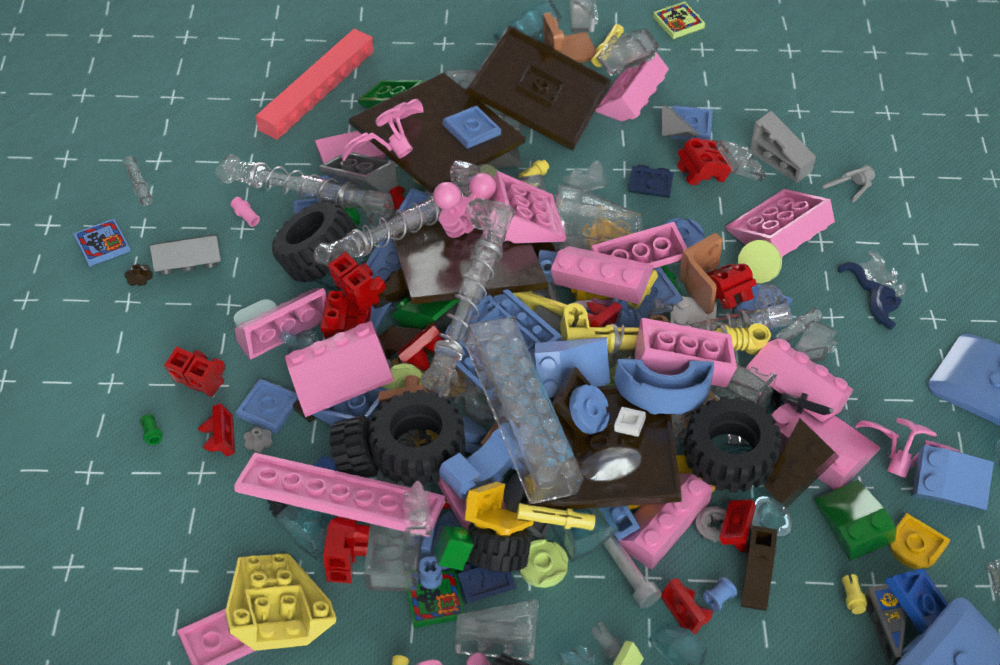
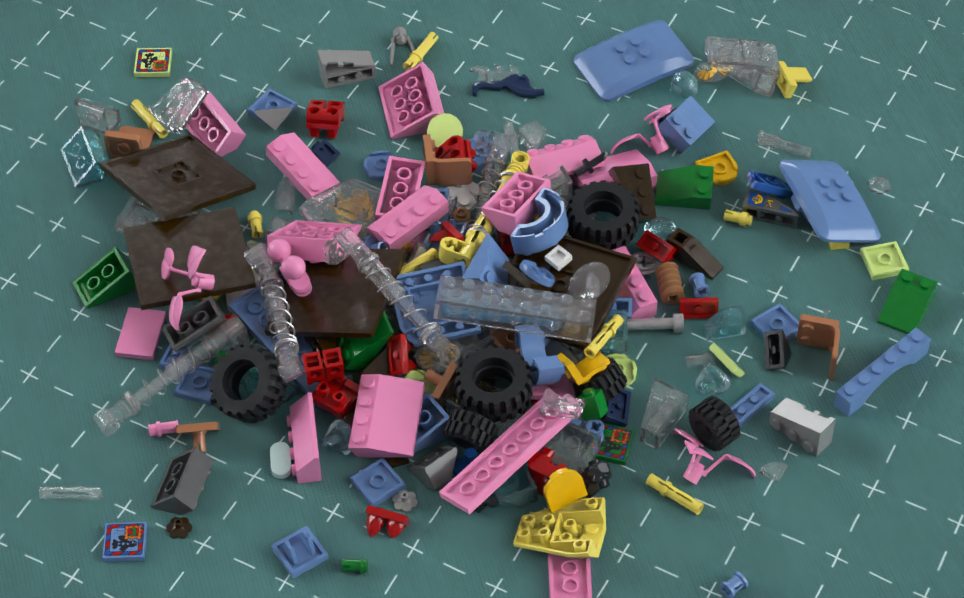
camera: 60 degrees left, 0 degrees up
(144, 377) = (300, 552): none -> medium blue plate
(195, 370) = (323, 511): red hips -> none
(249, 233) = (198, 431): none -> nougat tile
(302, 442) = (435, 467): none -> dark grey slope
(314, 84) = (46, 326): coral brick -> none
(321, 571) = (563, 489): none -> yellow tile
(371, 600) = (596, 477): none -> black head
(471, 126) = (204, 232): medium blue tile -> none
(622, 165) = (300, 165): none -> bright pink slope
(698, 560) = (669, 283): none -> medium nougat piece
(741, 160) = (337, 95): clear plate -> none
(857, 200) = (417, 55): none -> light yellow pin

